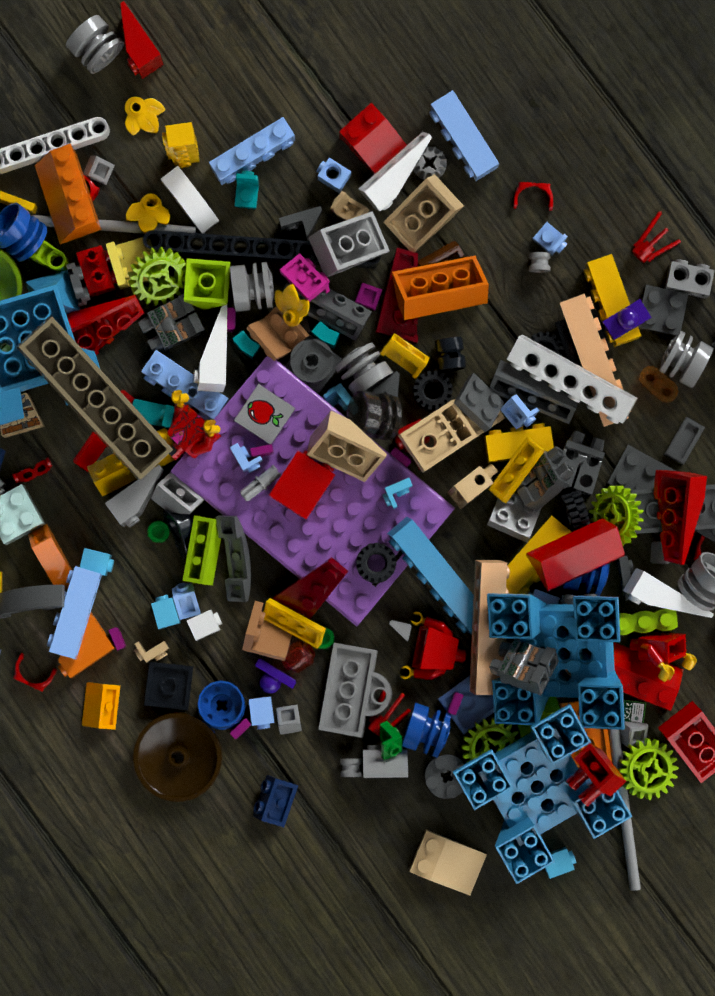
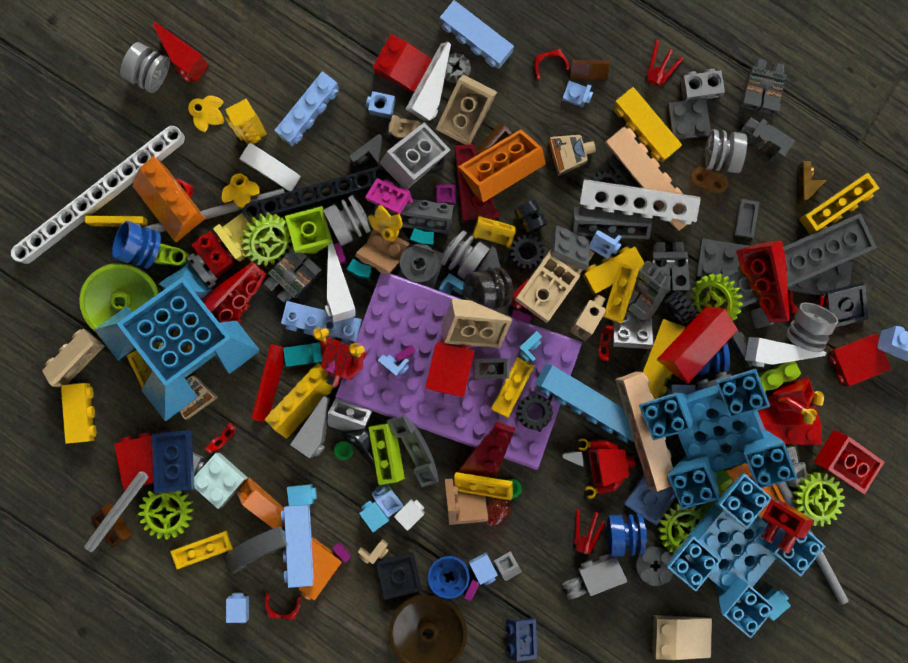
camera: 20 degrees left, 0 degrees up
(94, 398) = (248, 360): dark tan brick -> none
(98, 169) = (186, 170): light grey slope -> none
(101, 705) = (348, 613): light orange panel -> none
(246, 190) = (314, 142): teal bracket -> none
(260, 483) = (414, 380): light grey axle -> none
(264, 414) = (396, 322): light grey tile -> none
(271, 680) = (483, 537): dark purple tile -> none
(347, 500) = (492, 368): none -> dark grey slope
(352, 690) = (552, 524): light grey plate -> none
(362, 528) = (512, 387): none -> yellow tile
(391, 740) = (601, 554): green bracket -> none
(455, 703) = (641, 503): magenta tile -> none
(489, 505) = (607, 330): none -> red cap
(518, 300) = (569, 152): none -> tan torso
(525, 665) = (691, 453): dark grey hips -> none
(539, 262) = (575, 115): light grey wheel -> none
(573, 218) = (589, 69): none -> reddish brown slope
(626, 319) = (666, 136): dark purple tile -> none

